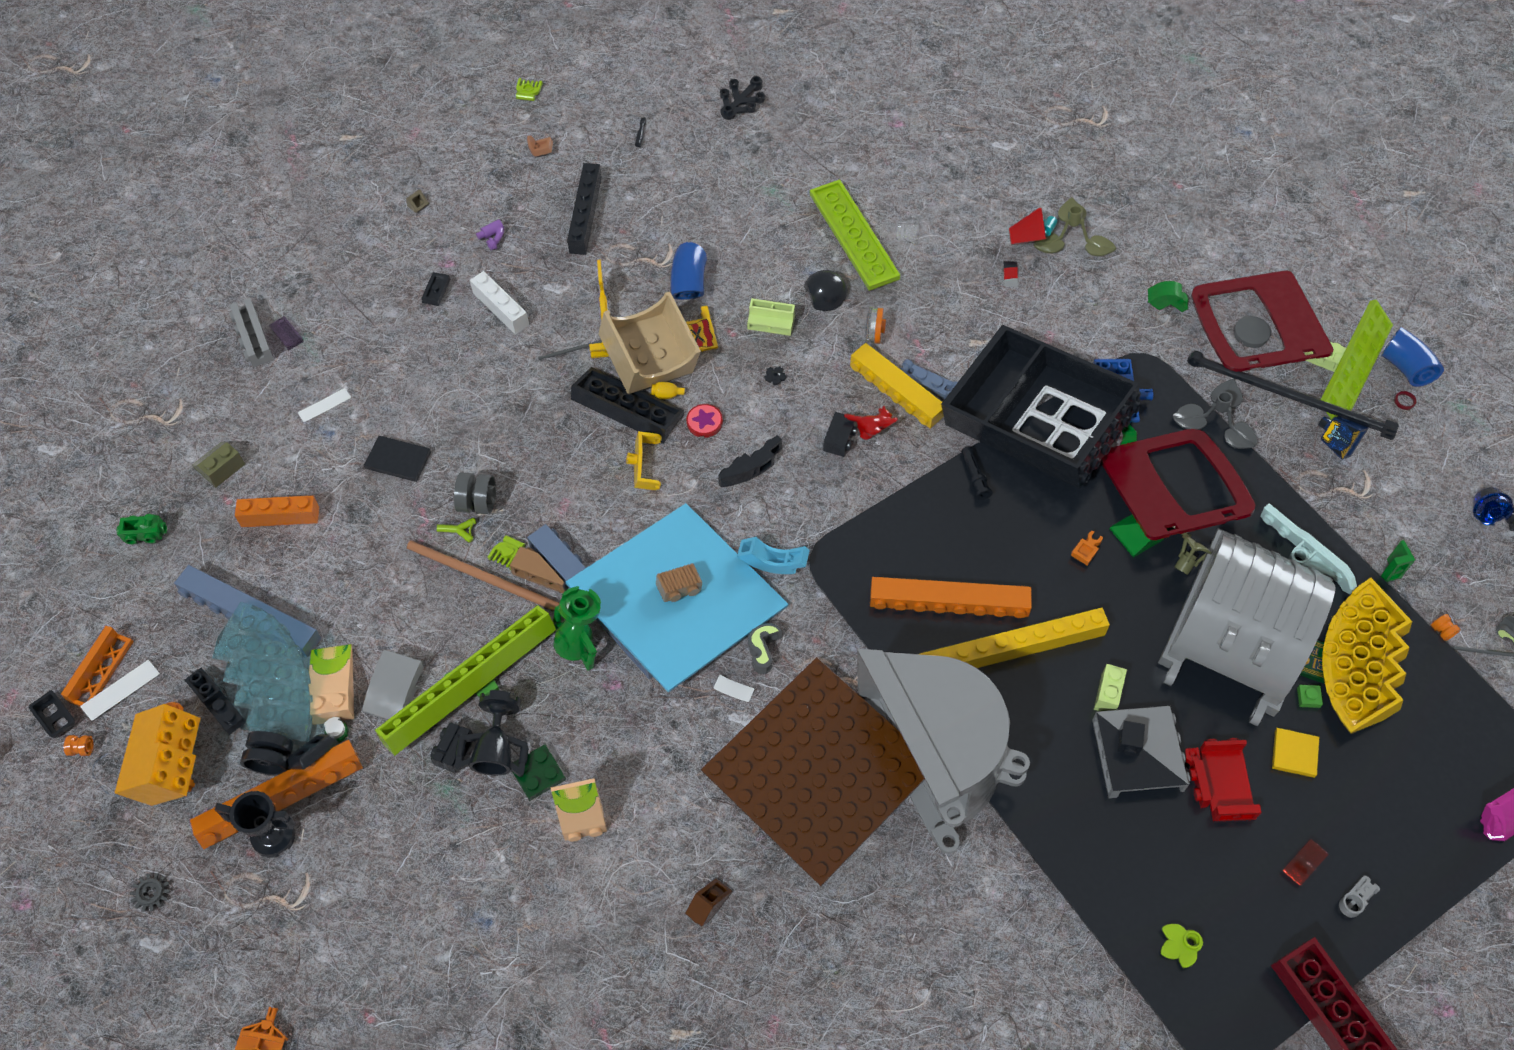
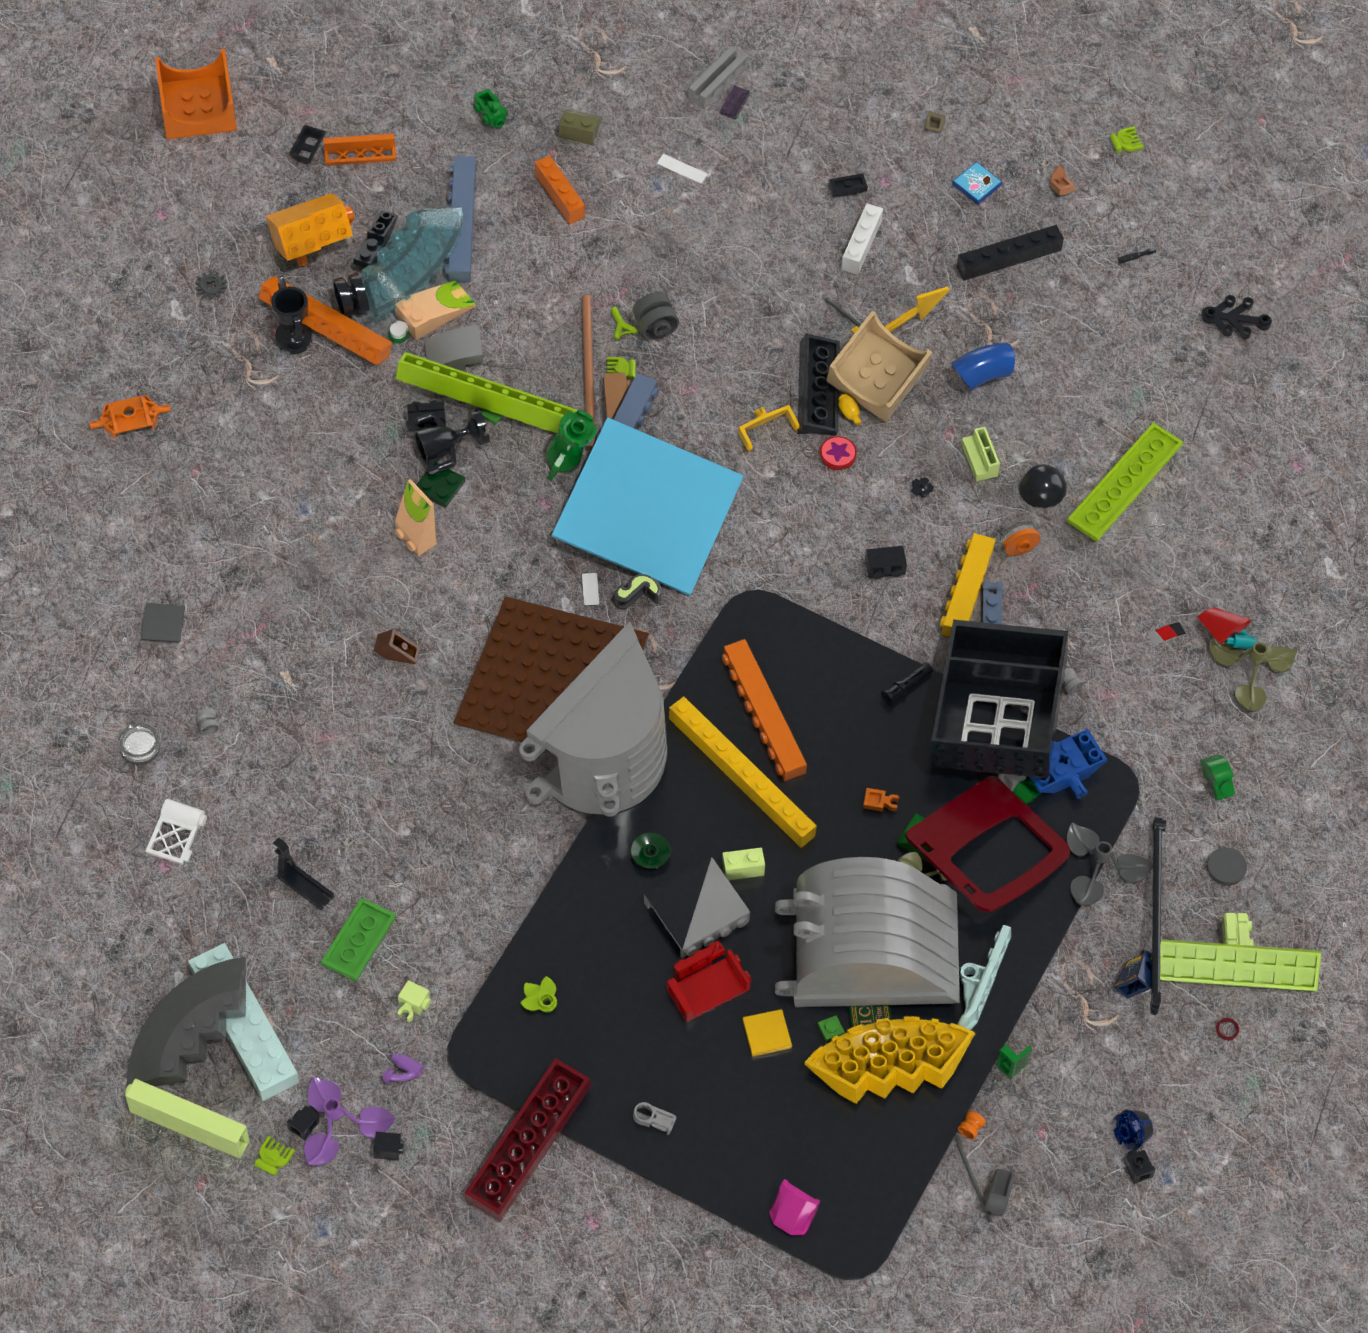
camera: 60 degrees right, 0 degrees up
(81, 745) = (293, 176): orange wheel -> none
(119, 690) = (351, 175): white sticker -> none
(311, 751) = (369, 323): black piece -> none
(397, 458) = (661, 247): black tile -> none
(489, 230) = (941, 194): medium lavender plant -> none
(497, 201) = (977, 183): none -> tile
(679, 583) = (654, 499): medium nougat brick -> none
(703, 331) = (928, 406): flag -> none
(747, 467) = (805, 505): black slope -> none
(770, 559) = (724, 558): medium azure arch -> none
(872, 425) = (907, 580): red animal -> none
(1063, 756) = (650, 843): none -> dark green dish
(1131, 738) = (696, 886): black brick -> none
(1288, 309) = (1255, 893): dark red door -> none
(1305, 862) = (665, 1070): clear red slope -> none
(1413, 358) = (1275, 1011): blue brick -> none

